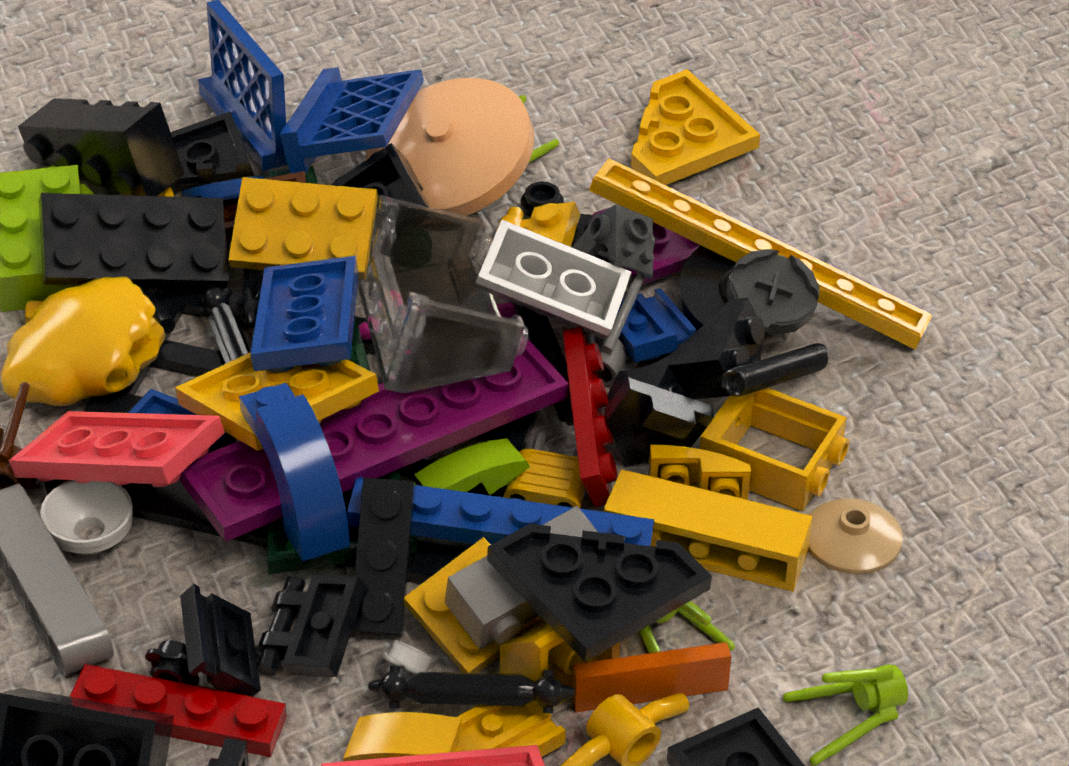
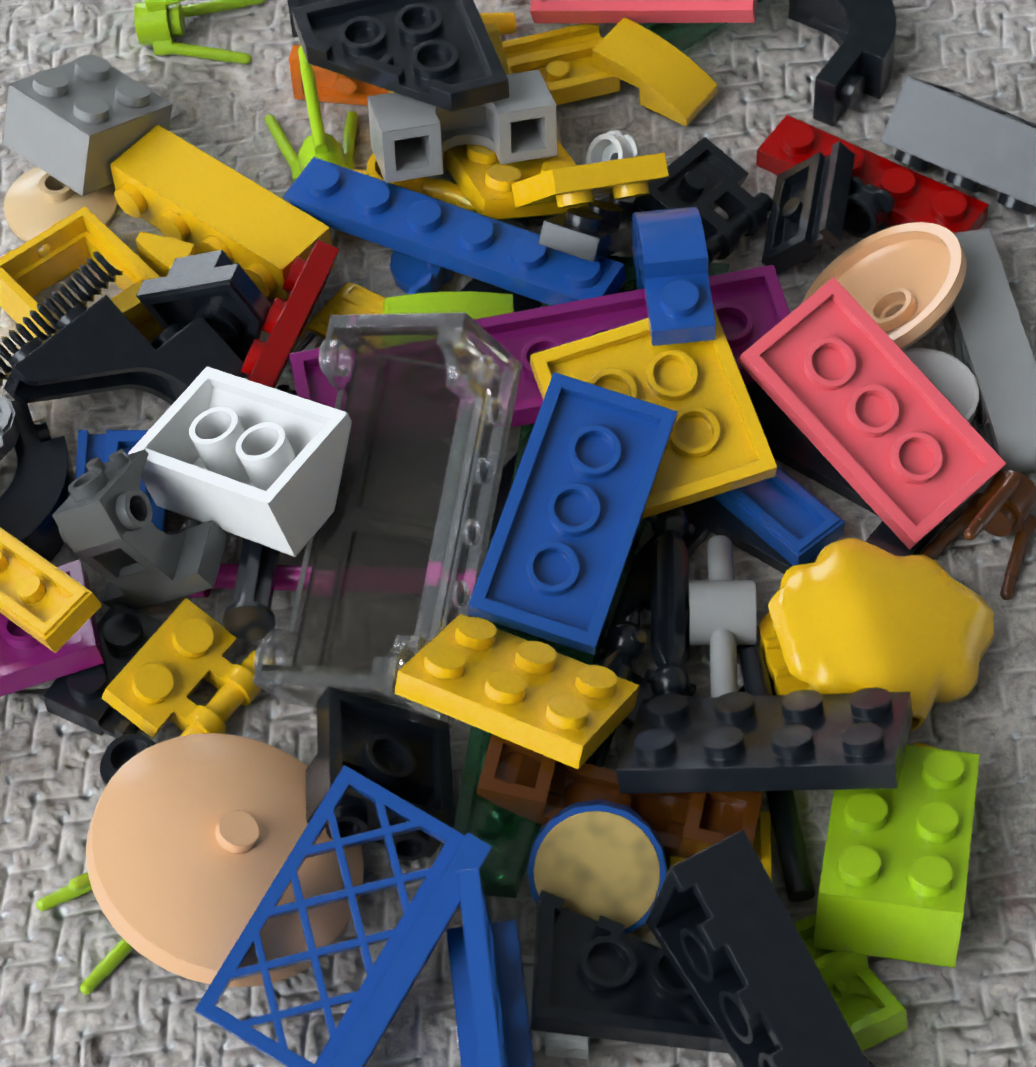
camera: 155 degrees left, 10 degrees up
(132, 566) = (902, 278): none -> light nougat dish
(191, 333) = (722, 615): none -> light grey piece
(396, 541) = (579, 183): none -> yellow plate
(471, 689) = (583, 97): black wheel -> none
(858, 548) = (80, 120): none -> light grey brick

